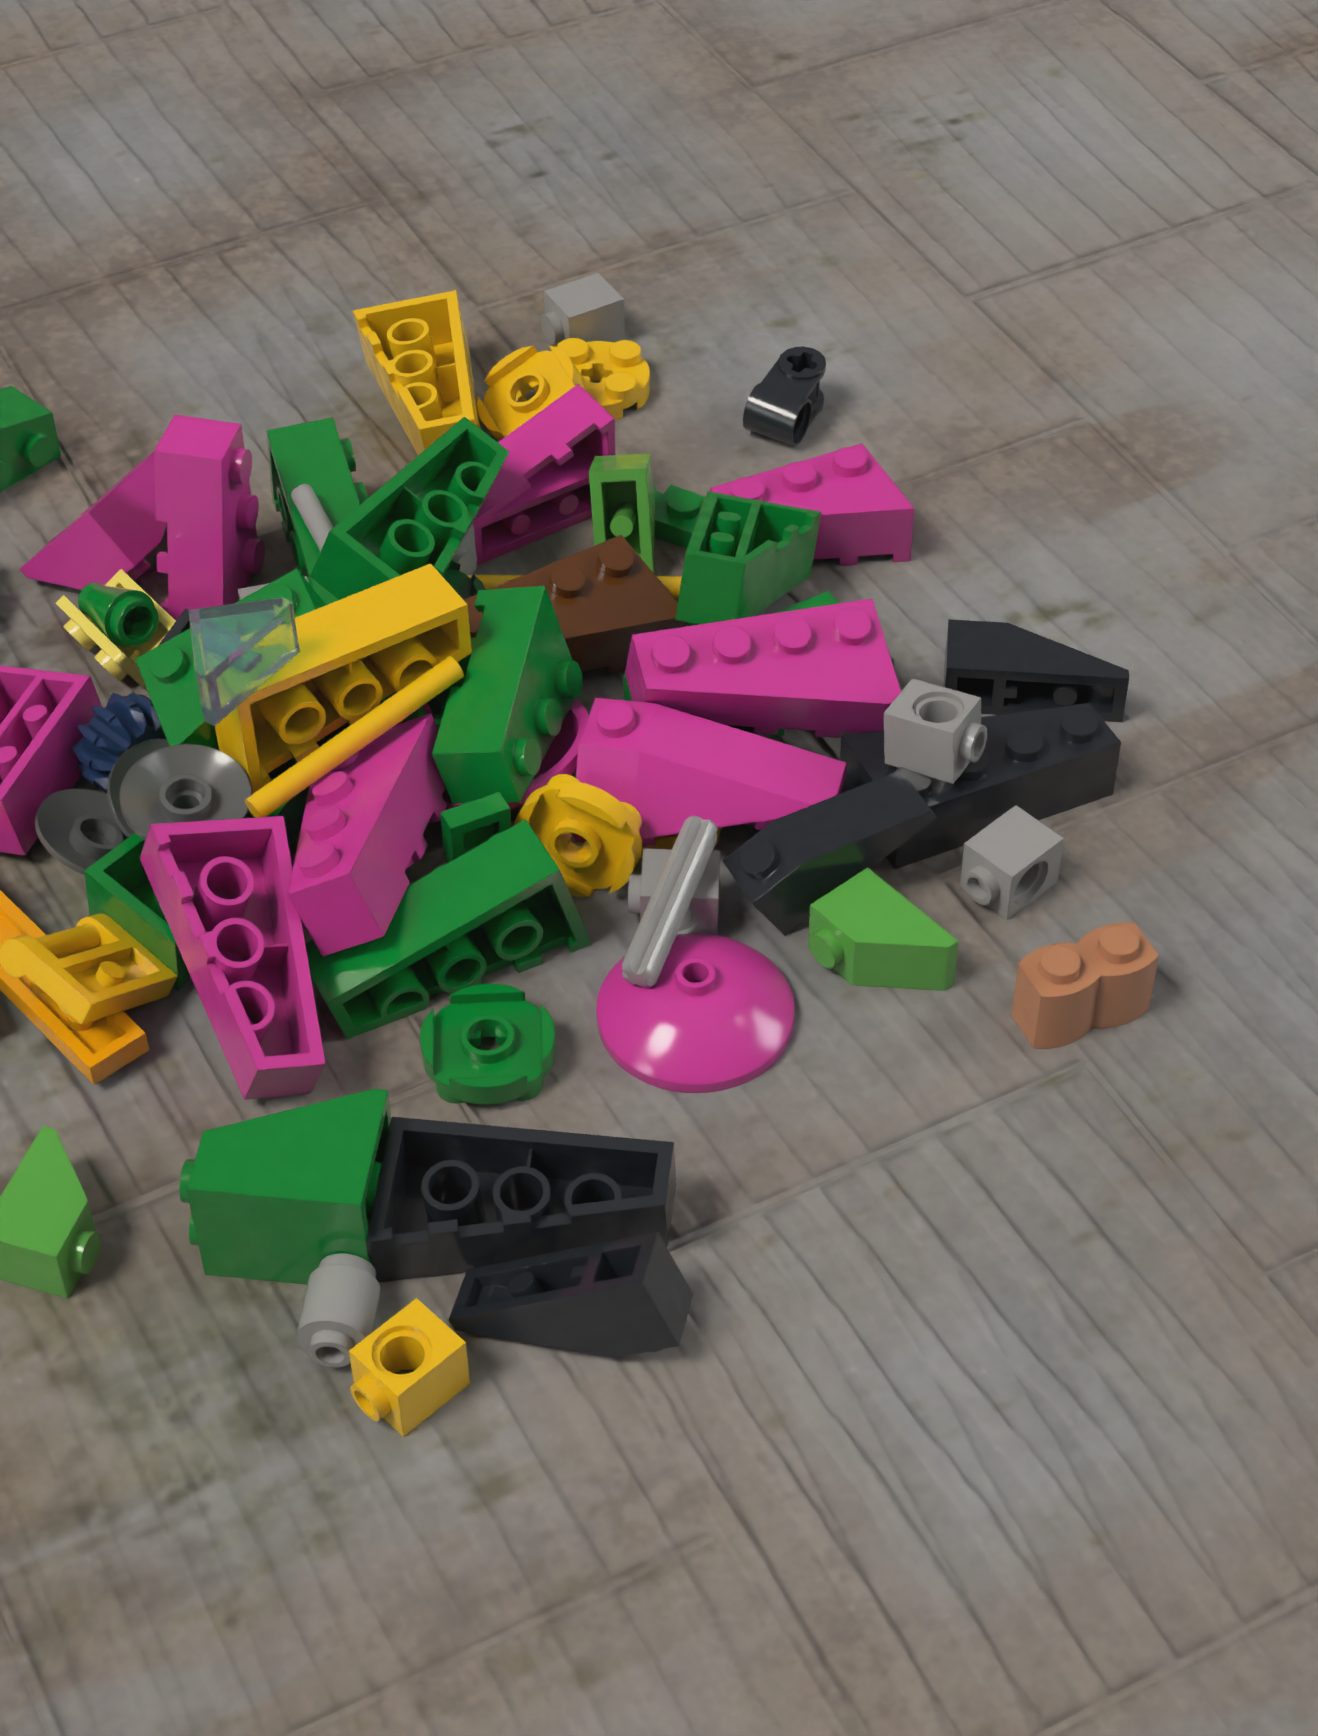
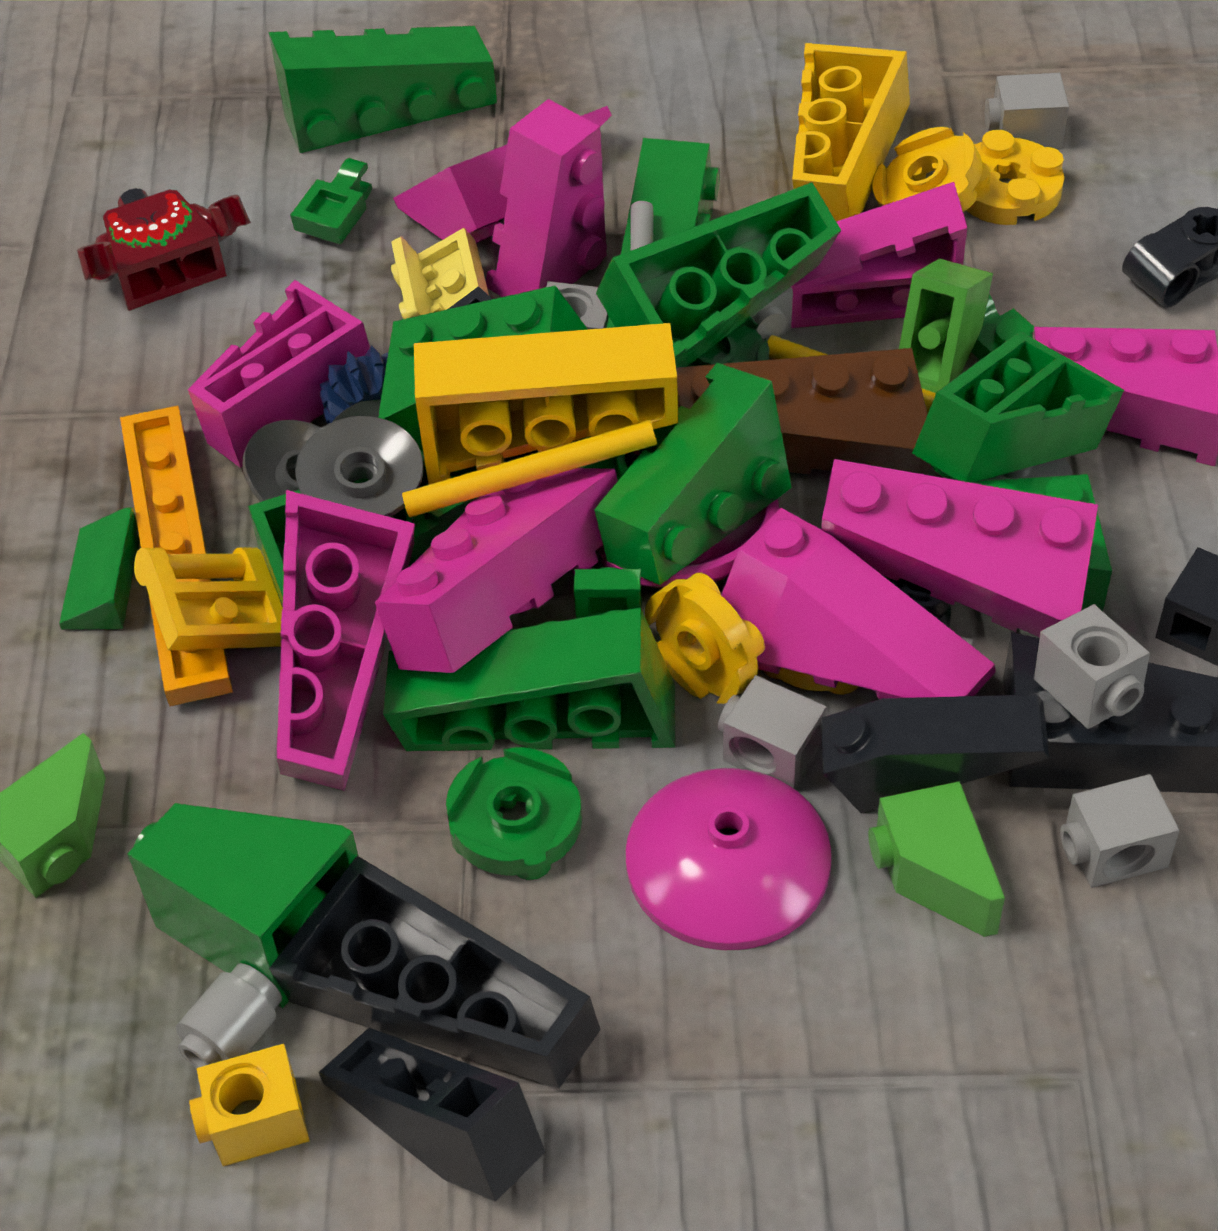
camera: 30 degrees right, 5 degrees up
(120, 613) = (435, 271): green cone -> none
(239, 650) = (428, 353): clear light blue slope -> none
(669, 902) = (742, 741): light grey axle -> none
(1084, 985) = (1130, 997): nougat brick -> none

